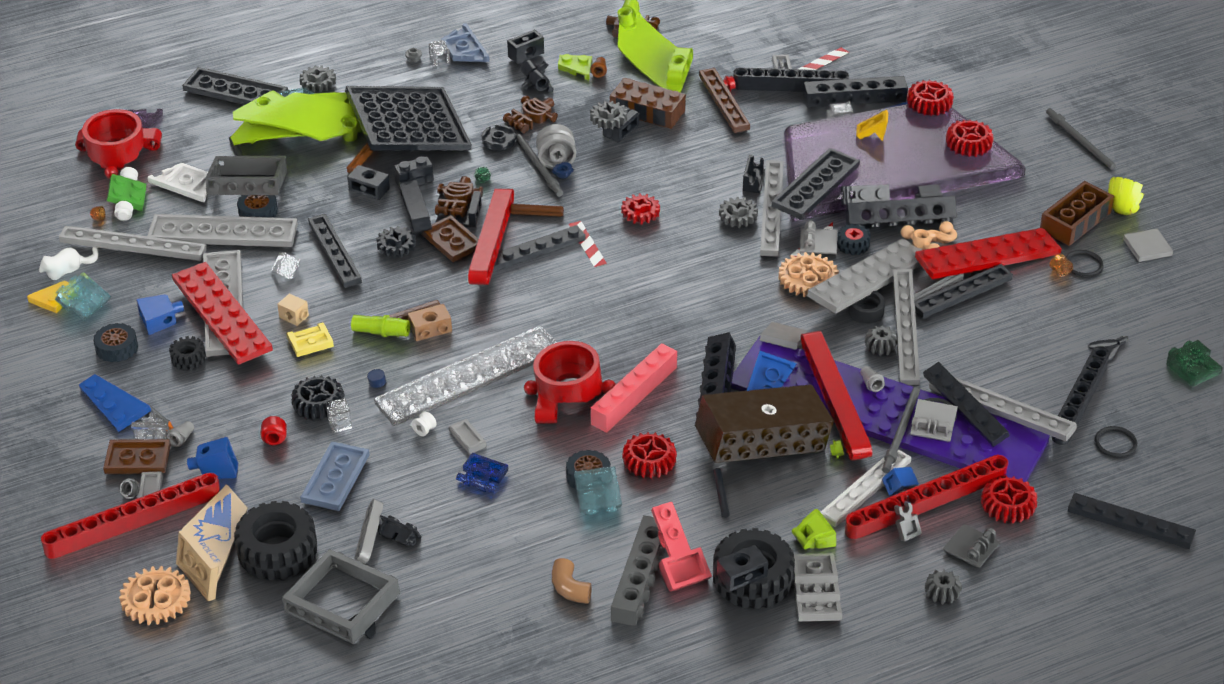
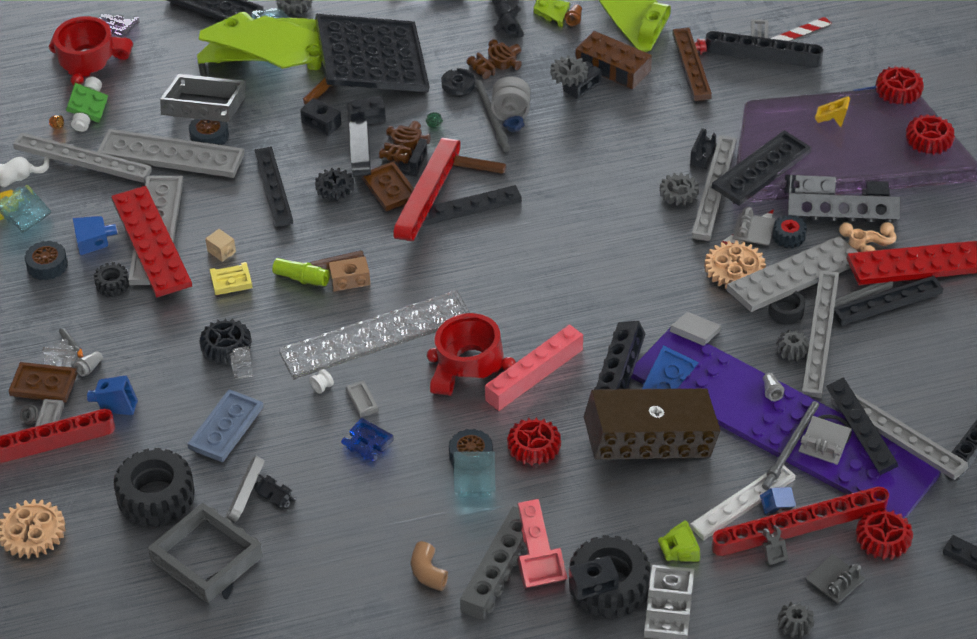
camera: 10 degrees right, 5 degrees up
(114, 403) = (32, 323): blue wing -> none
(182, 180) = (143, 95): white wing -> none
(208, 541) = (91, 476): tan piece -> none
(273, 430) = (176, 371): red head -> none
(286, 265) = (223, 197): clear panel -> none
(376, 378) = (286, 327): dark blue piece -> none
(590, 247) = (524, 209): sticker -> none
(640, 208) = (582, 174): red gear -> none
(721, 492) = (597, 490): black bar -> none
(836, 396) = (732, 401): red beam -> none
(837, 448) = (722, 457): lime plate -> none
(839, 110) = (805, 88): clear window -> none
(856, 91) = (826, 68): black brick -> none

